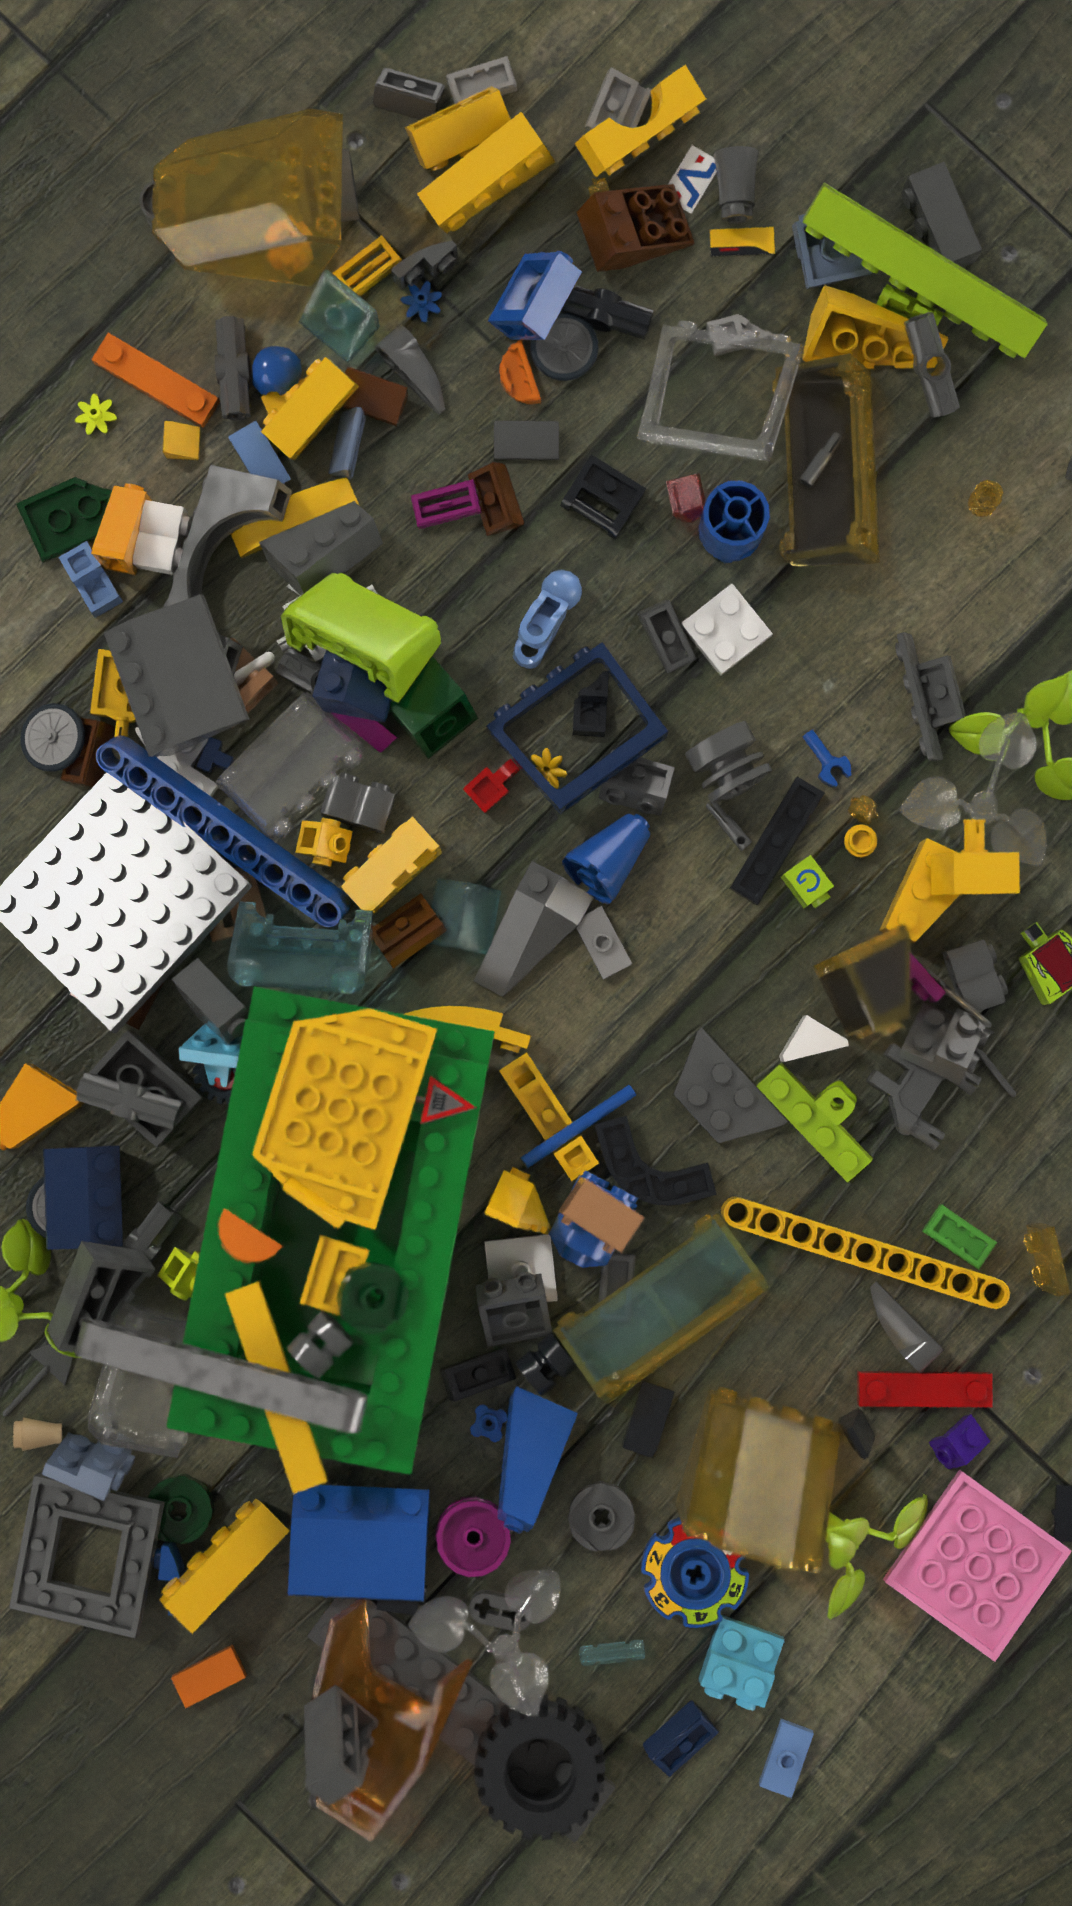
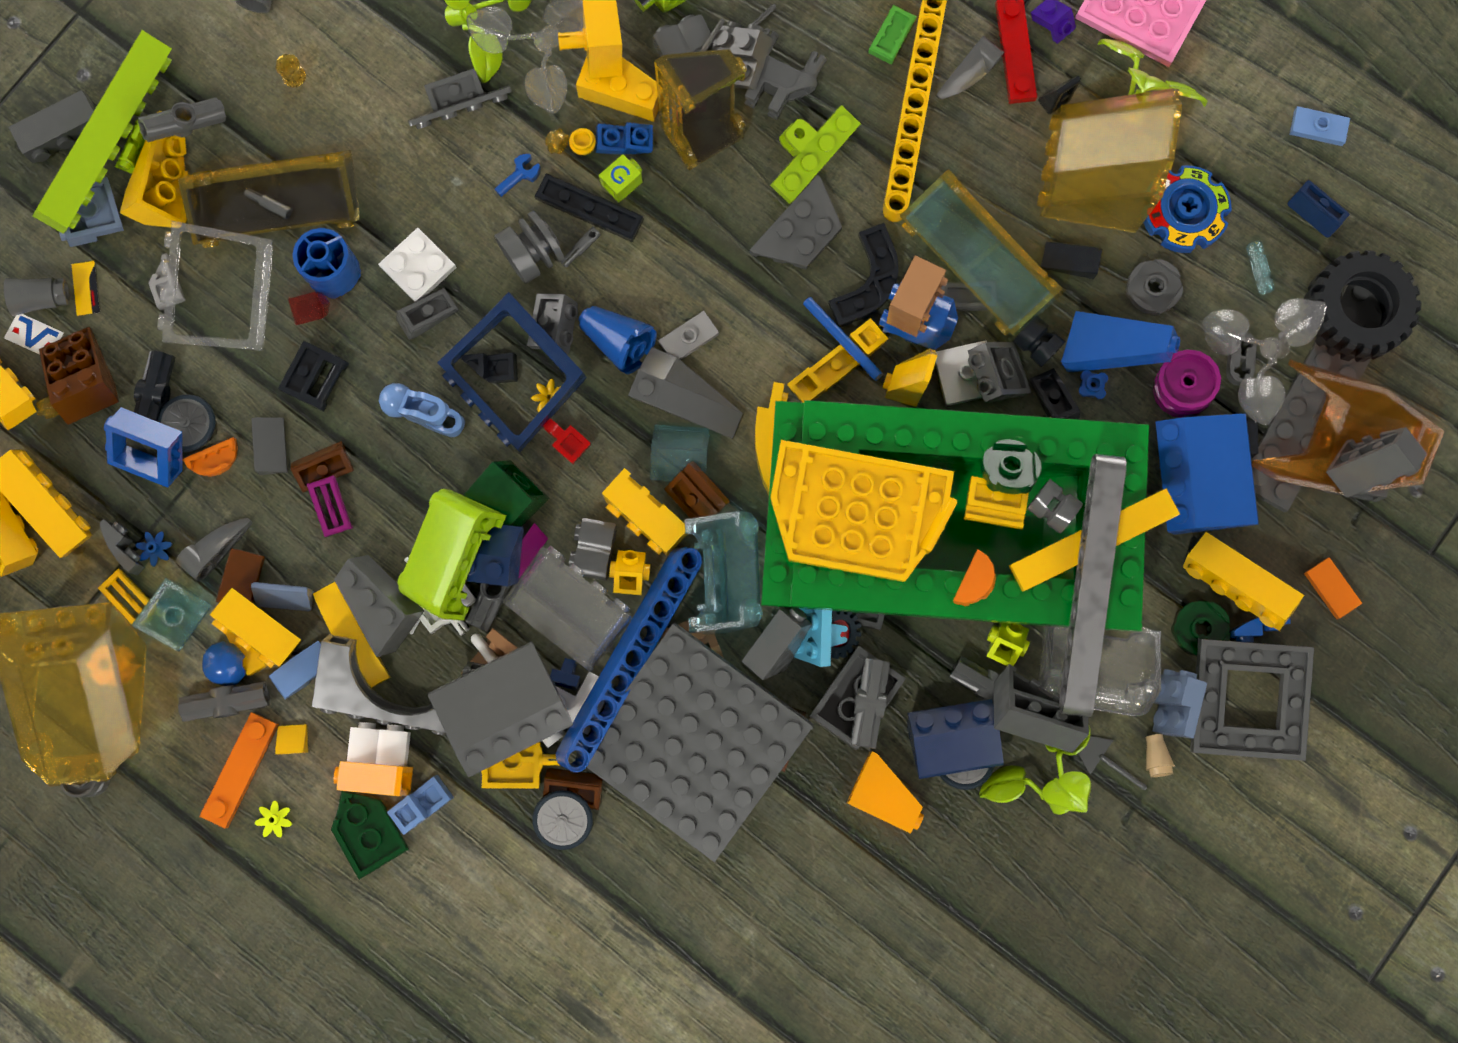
camera: 100 degrees left, 5 degrees down
(441, 1102) = (841, 431): piece -> none
(741, 1663) = (1252, 167): medium azure plate -> none
(810, 1039) = (749, 163): white slope -> none
(859, 891) = (626, 139): none -> blue slope

